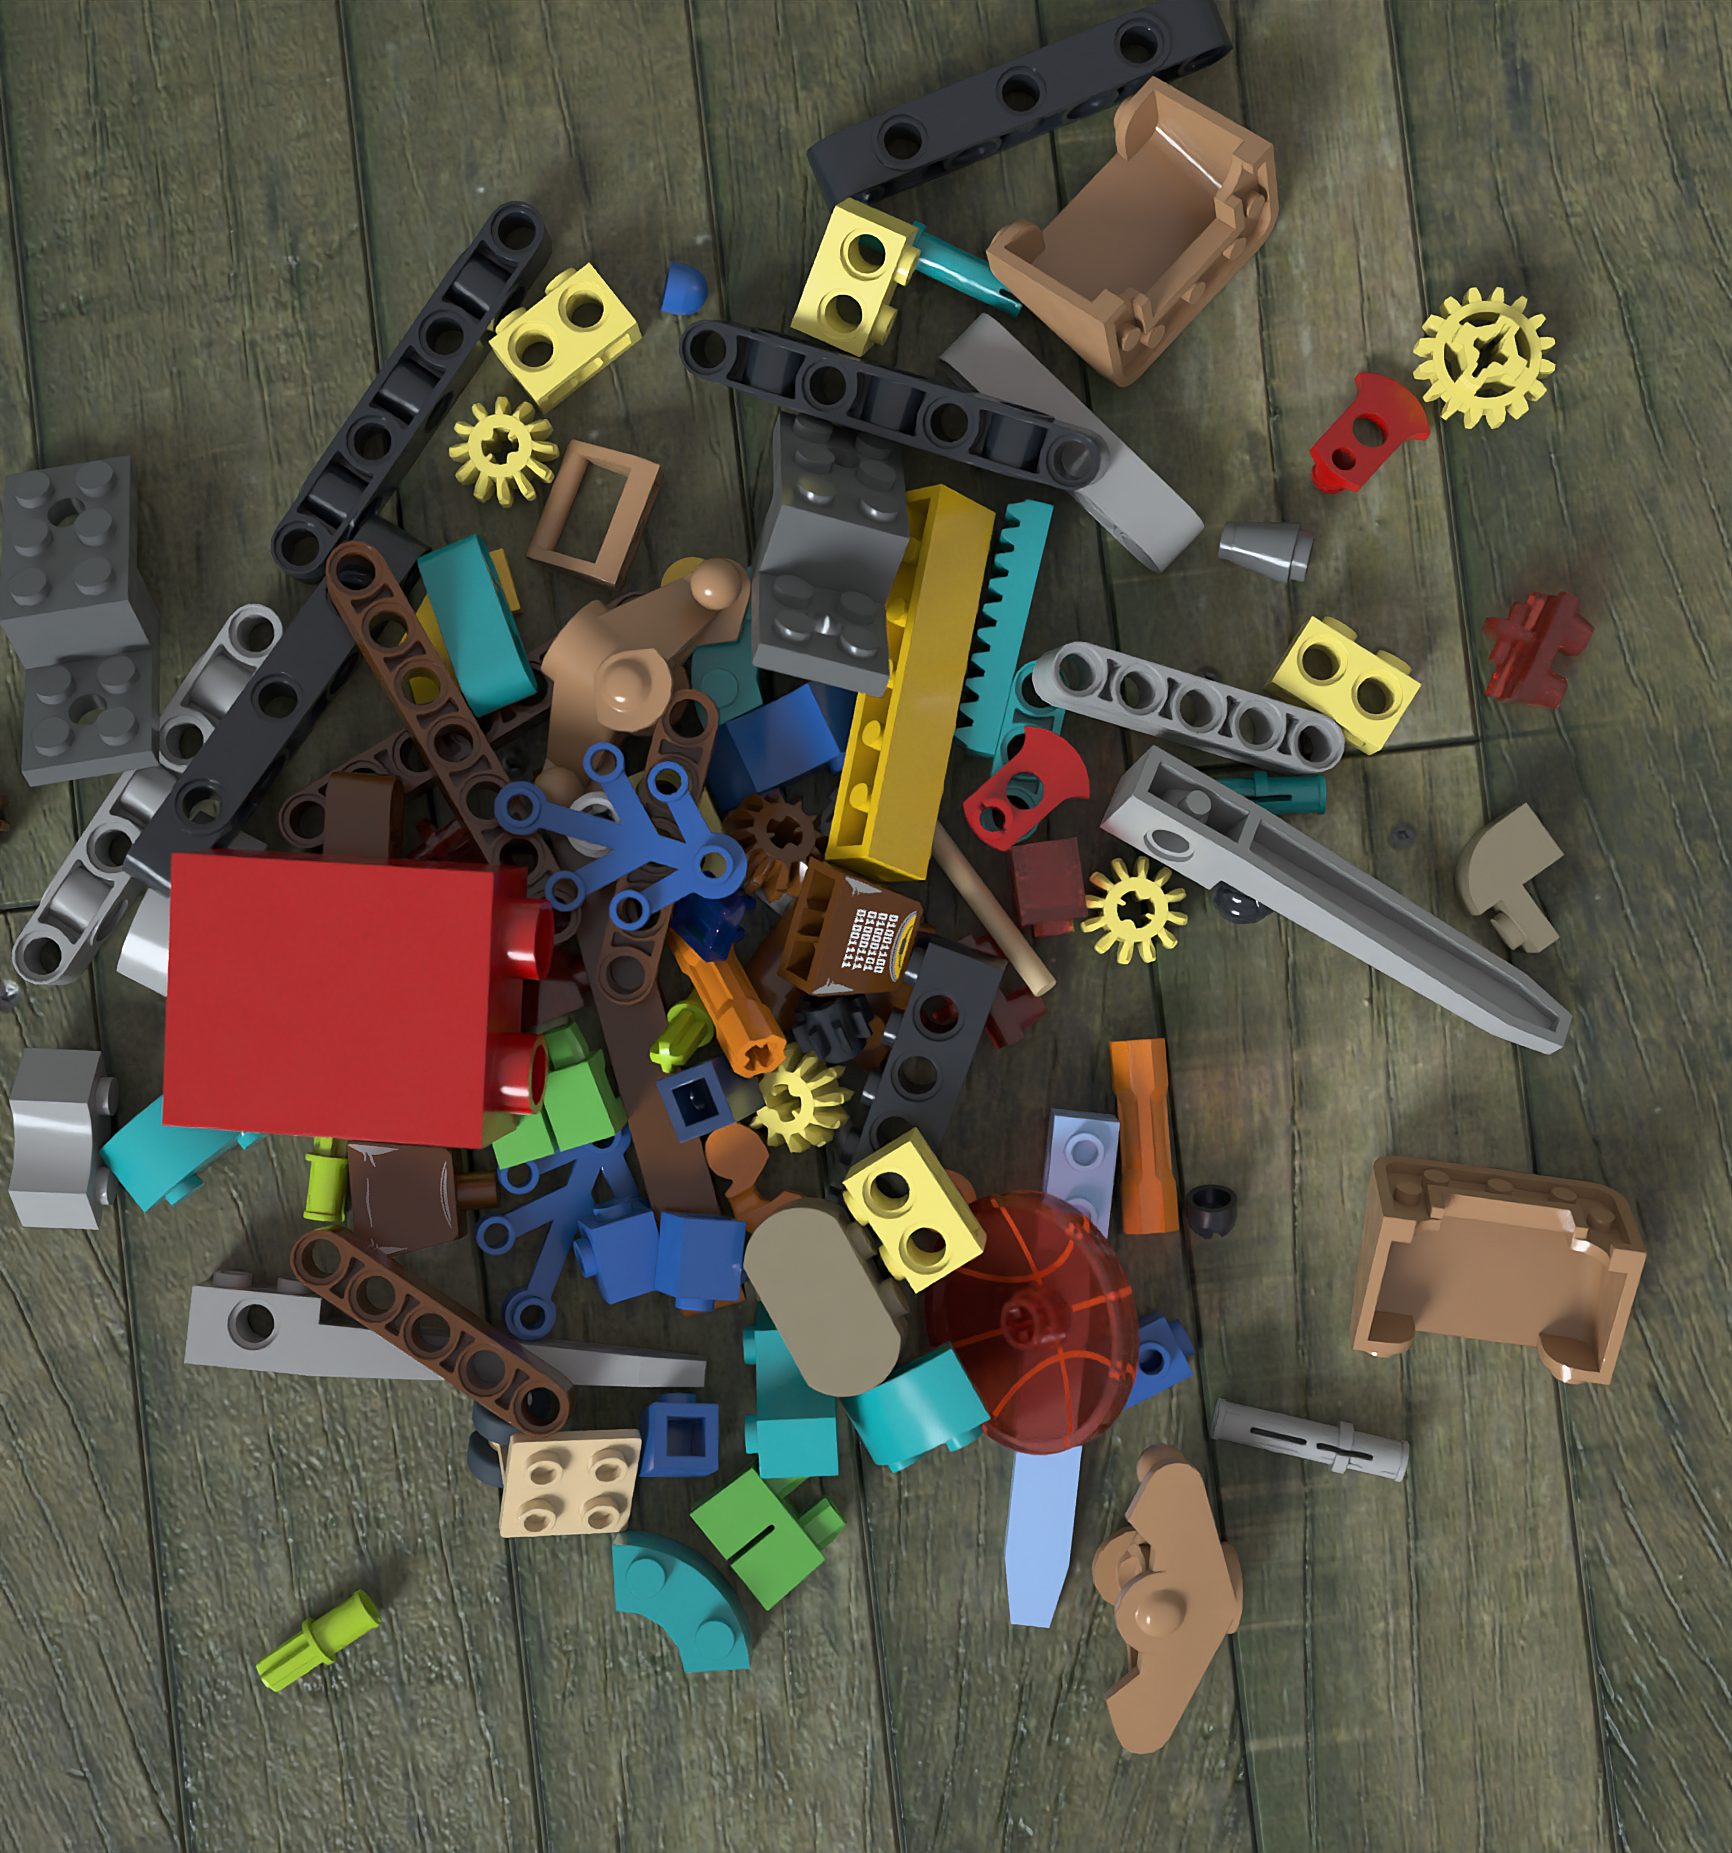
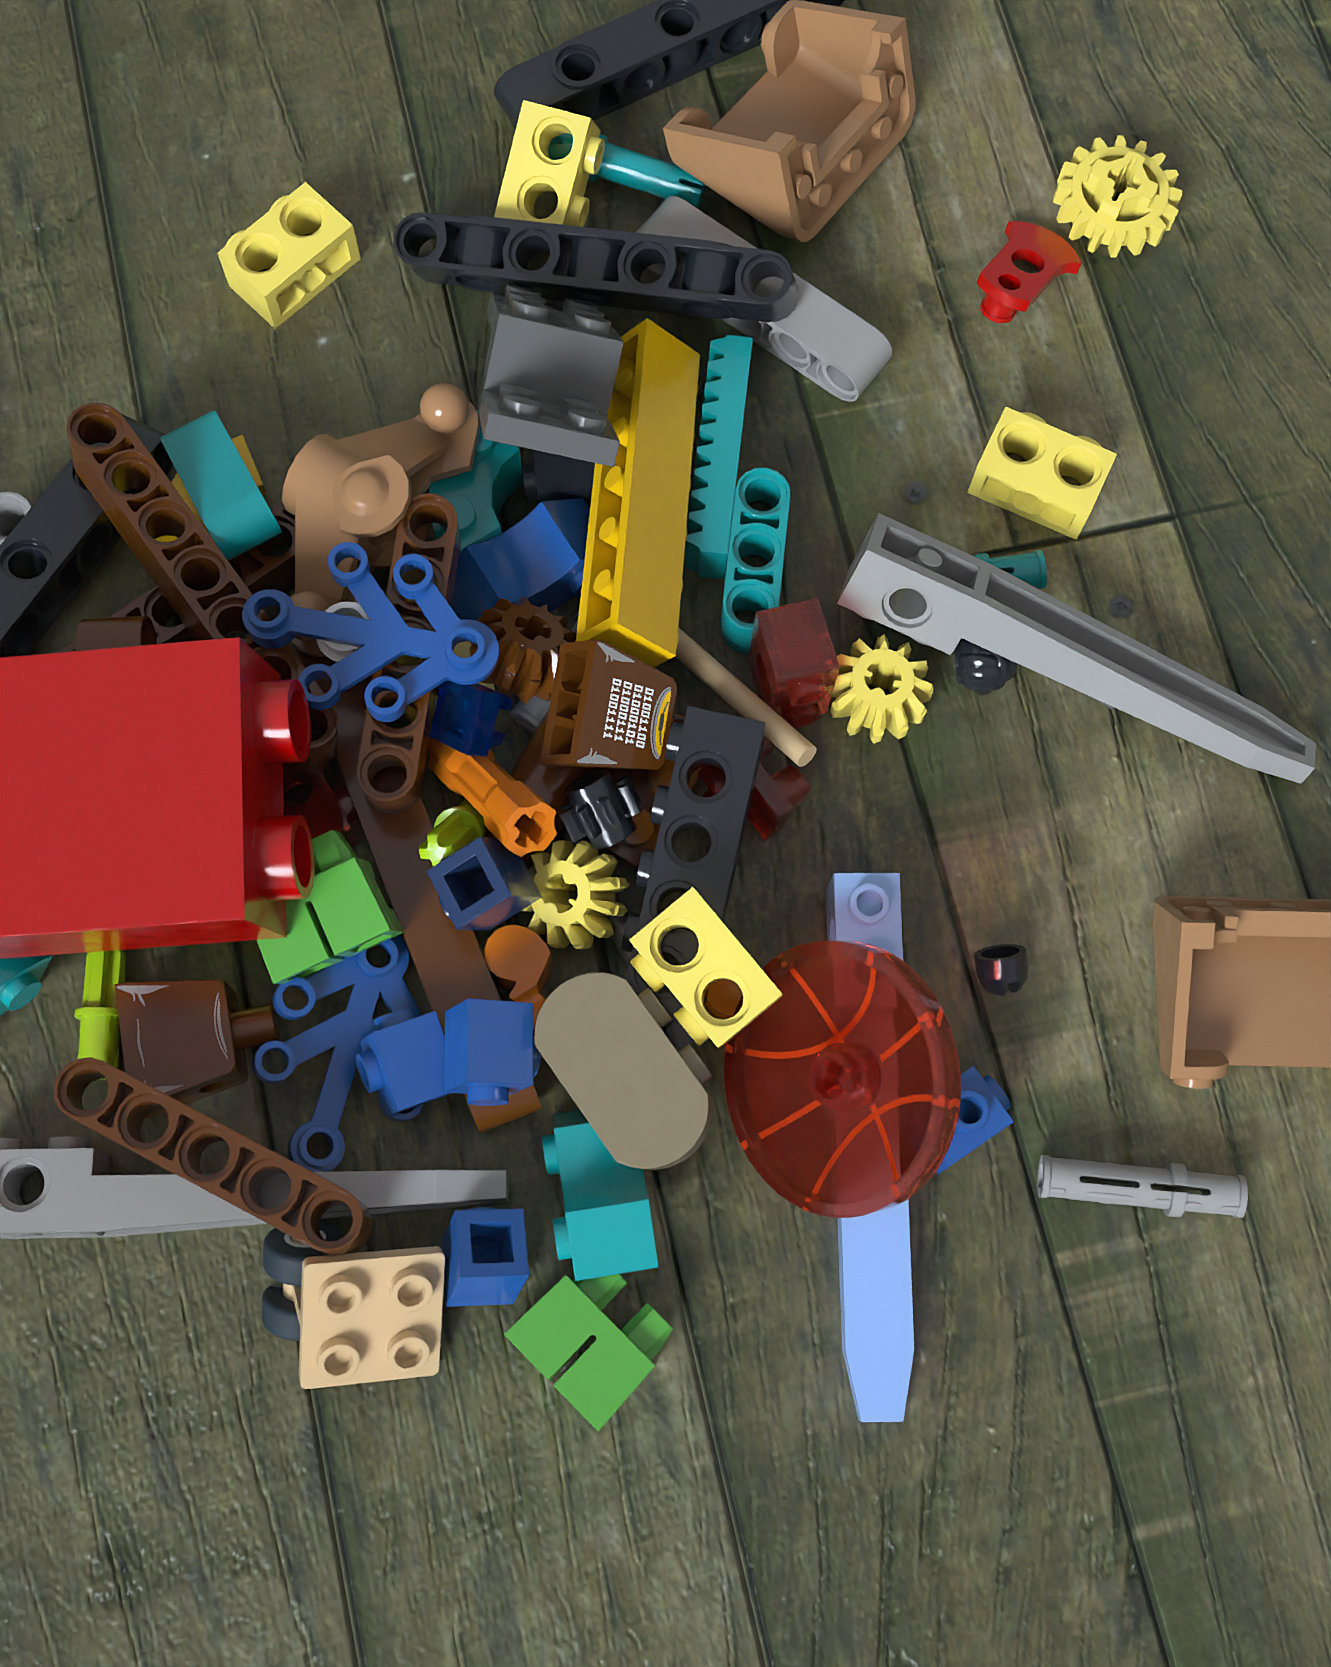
camera: 15 degrees left, 15 degrees down
(318, 1641) = (107, 1538): lime axle -> none
(413, 390) = (152, 303): black beam -> none
(488, 437) = (238, 352): light yellow gear -> none
(626, 525) = (360, 398): medium nougat tile -> none
(683, 290) = (392, 207): blue hinge -> none
(684, 1597) = (507, 1433): teal brick -> none
(918, 1409) = (729, 1189): teal brick -> none
(1049, 760) = (777, 549): red piece -> none
(1144, 1141) = (932, 940): orange axle -> none
(1170, 1595) = (1030, 1357): medium nougat piece -> none
(1217, 706) = (997, 513): light grey beam -> none
(1269, 548) = (953, 367): dark grey cone -> none
(1493, 875) = (1219, 624): dark tan brick -> none
(1528, 646) = (1203, 424): clear red hips -> none

